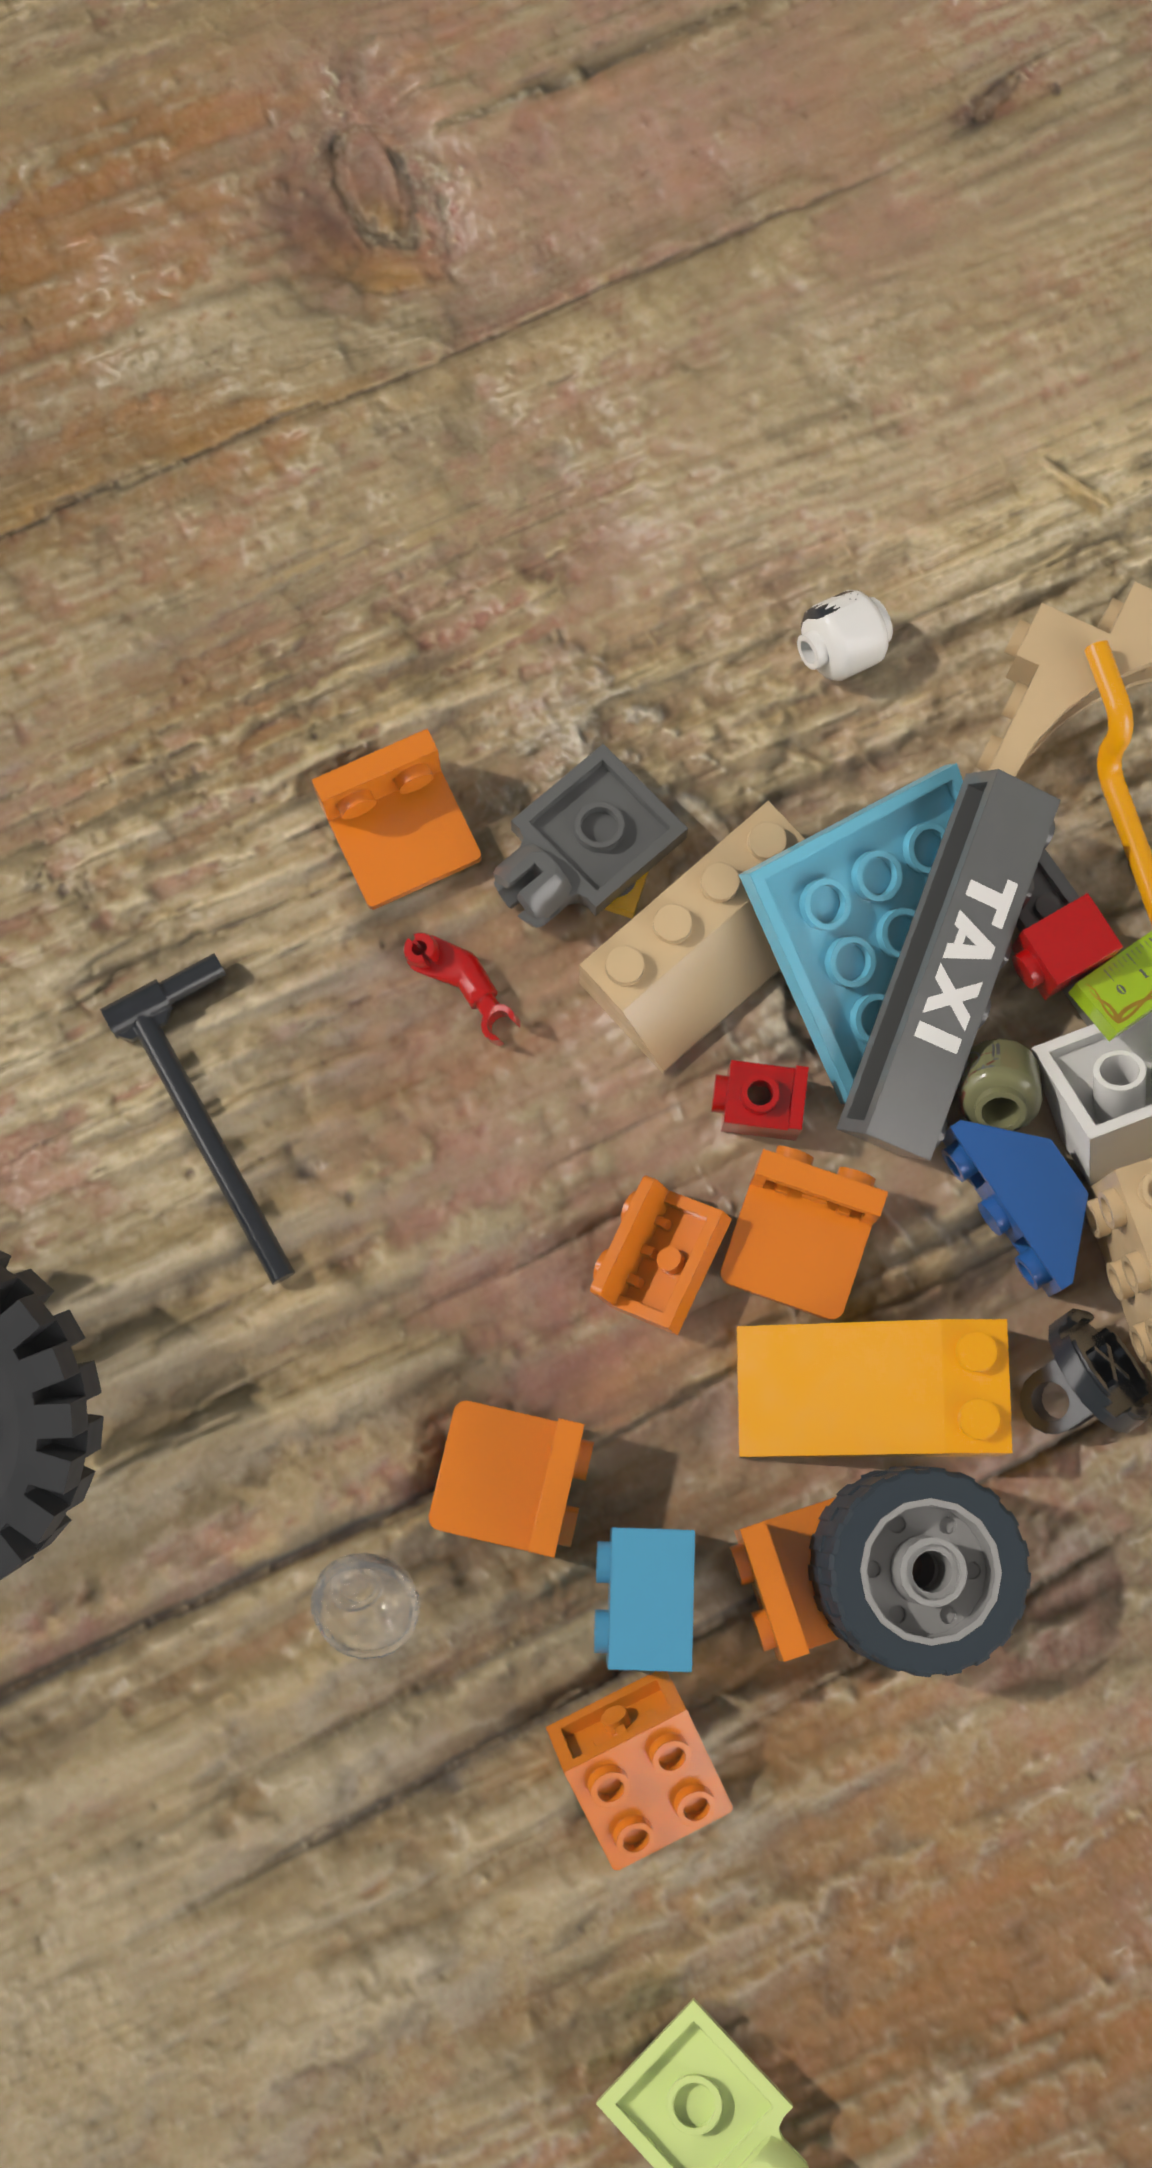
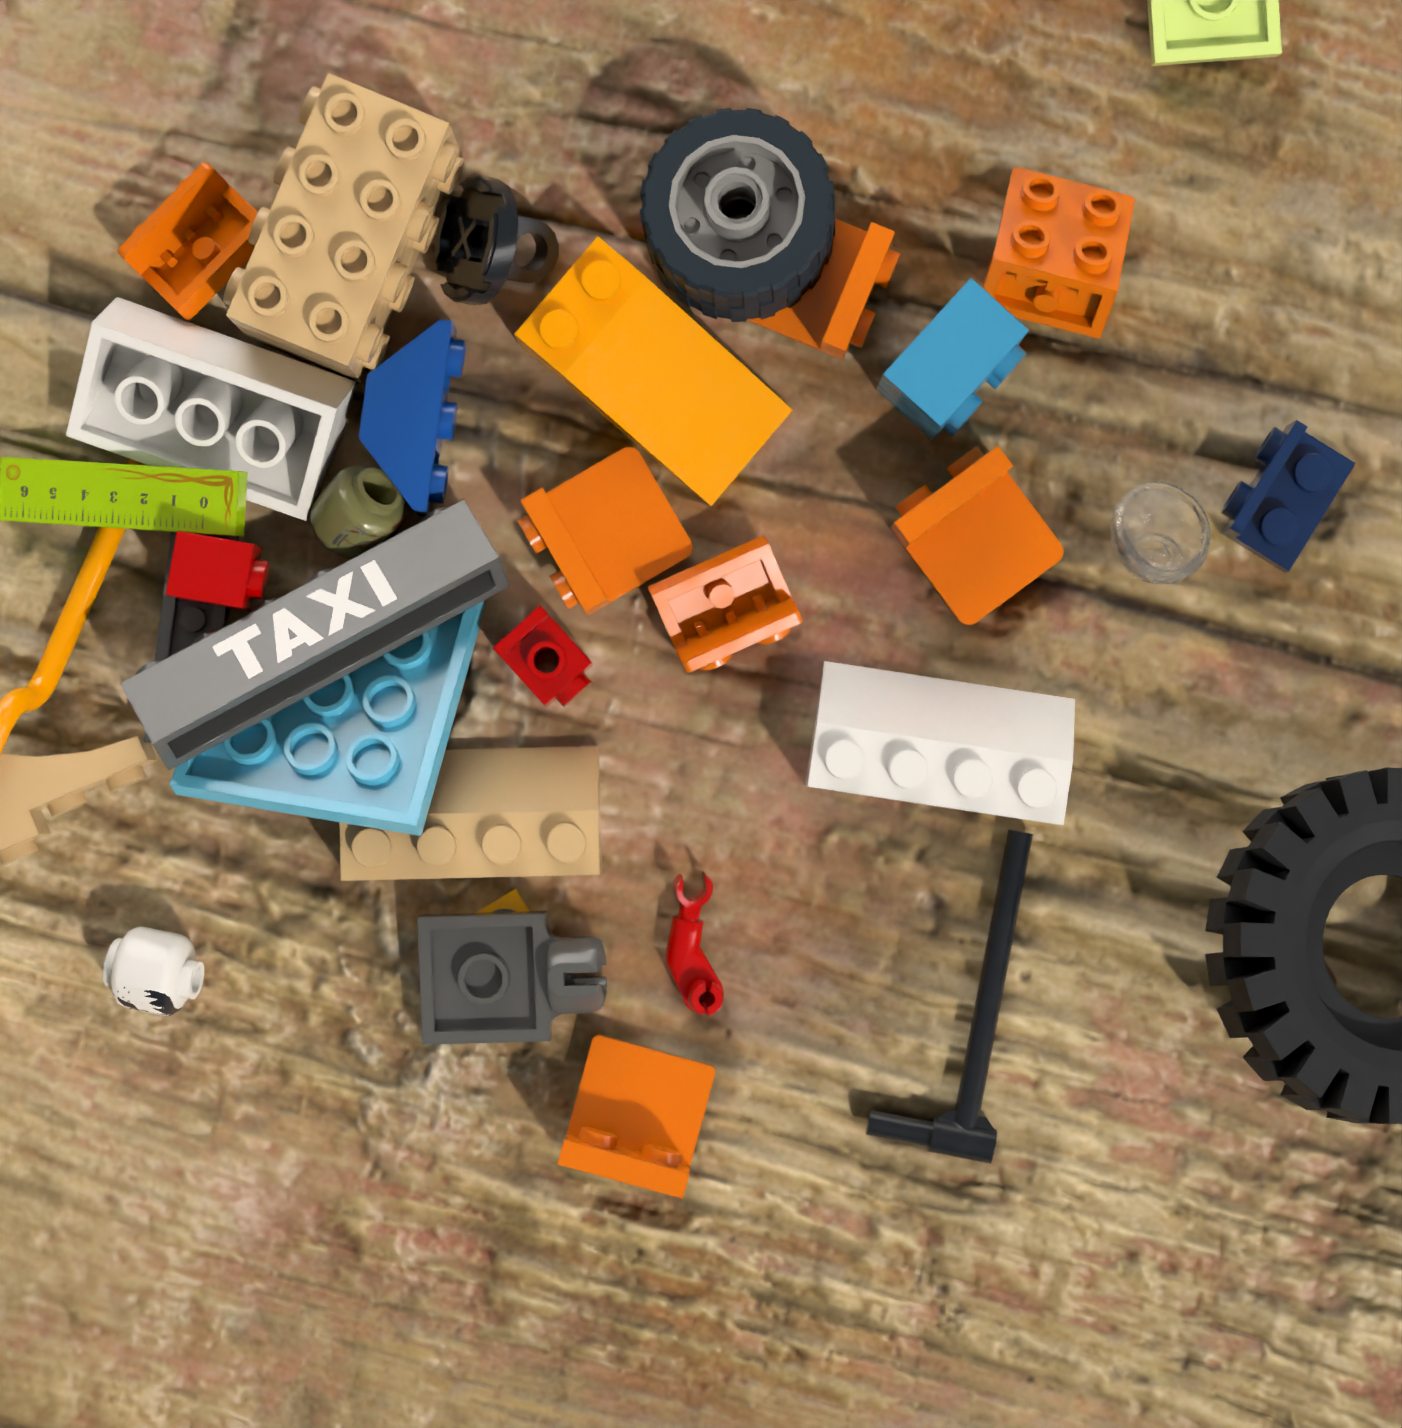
camera: 140 degrees left, 10 degrees up
(289, 1728) = (1286, 496): none -> dark blue bracket
(400, 1291) = (942, 743): none -> white slope

